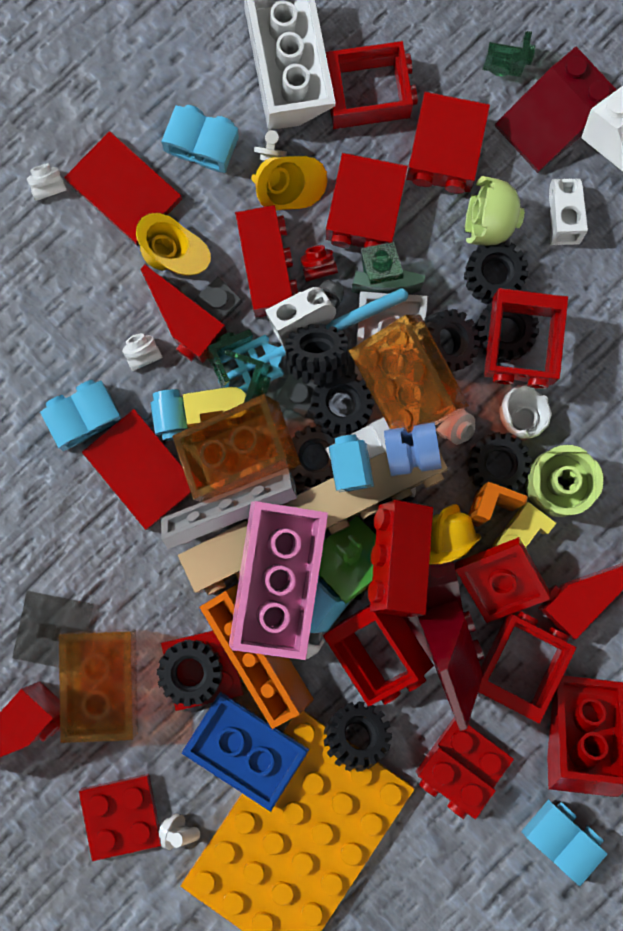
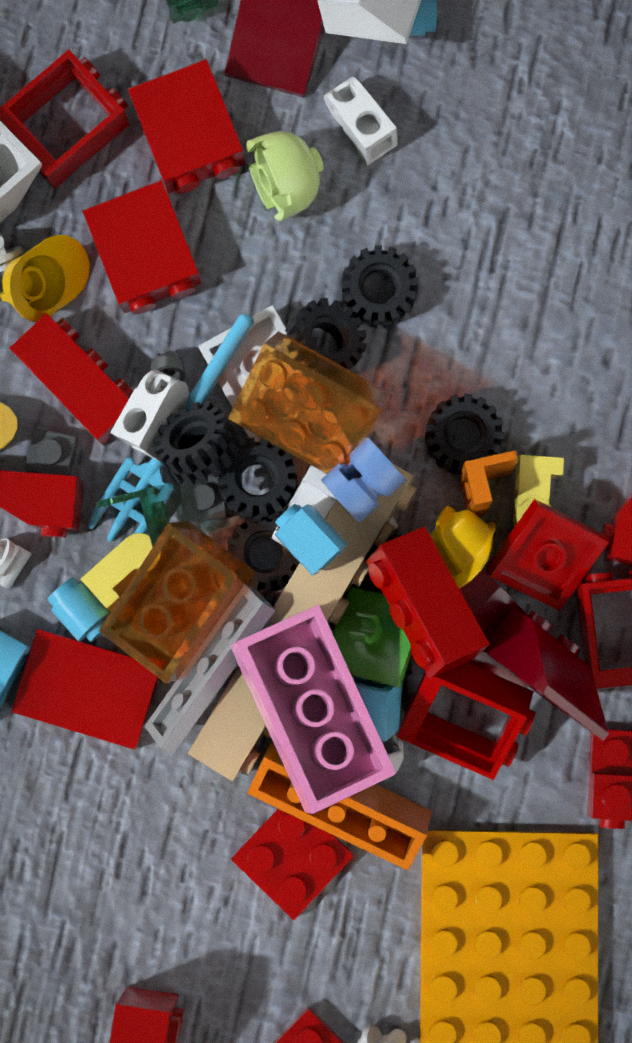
camera: 30 degrees left, 0 degrees up
(43, 621) = (106, 923): clear smoke piece -> none
(98, 685) = (194, 947): clear orange brick -> none
(168, 672) = (282, 896): black tyre -> none
(225, 342) = (88, 495): clear green bracket -> none
(245, 751) = (395, 913): blue tile -> none
(318, 263) = (132, 344): red plate -> none
(339, 745) = (509, 795): black tyre -> none
(381, 263) = (202, 303): clear green bracket -> none
(411, 283) = (230, 308): sand green slope -> none
(457, 427) = (396, 424): white plate -> none
(505, 254) = (334, 208): black tyre -> none
(525, 412) = (455, 361): white hair -> none
(531, 304) = (388, 244): red window -> none
(573, 465) = (543, 385): yellowish green brick -> none

